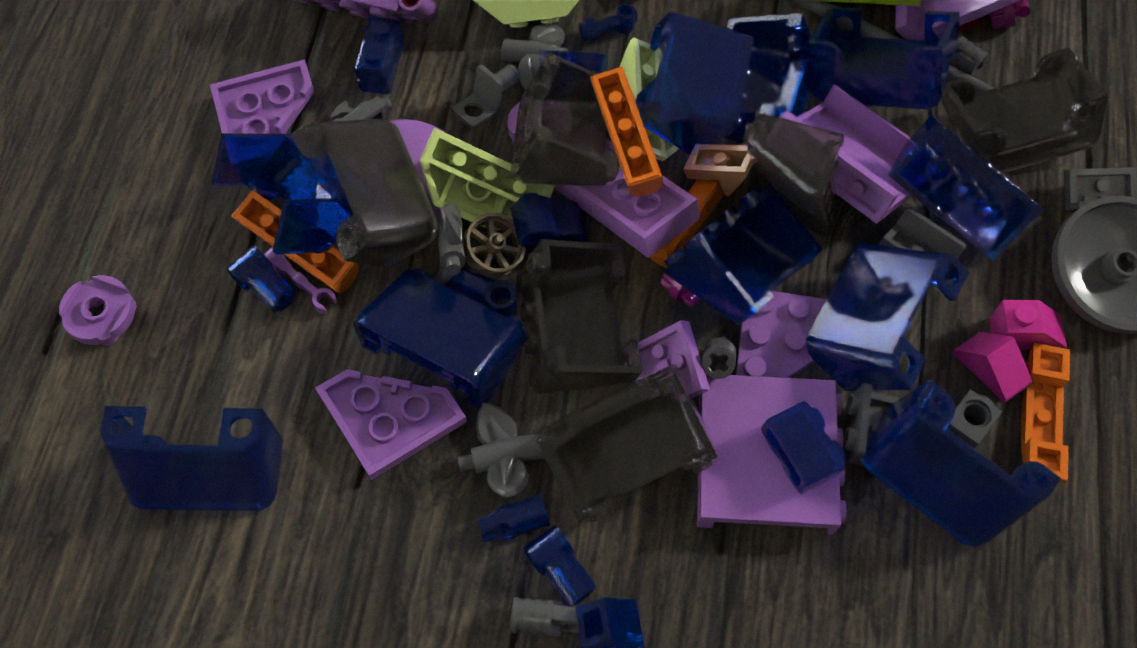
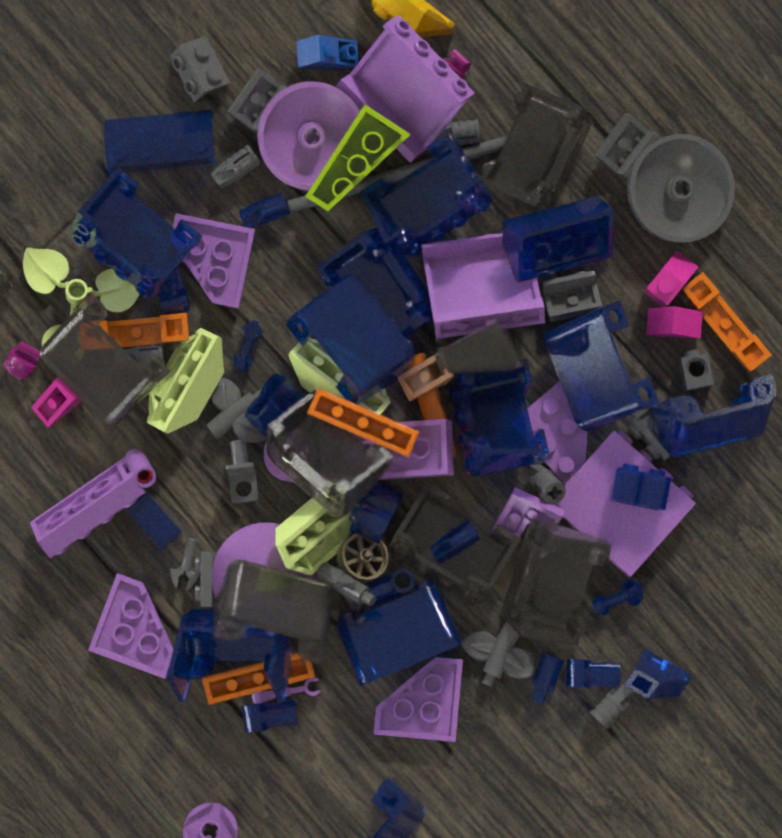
camera: 50 degrees left, 20 degrees up
(584, 320) = (455, 541): none -> clear blue hinge
(684, 536) = (630, 592): none -> clear blue bar

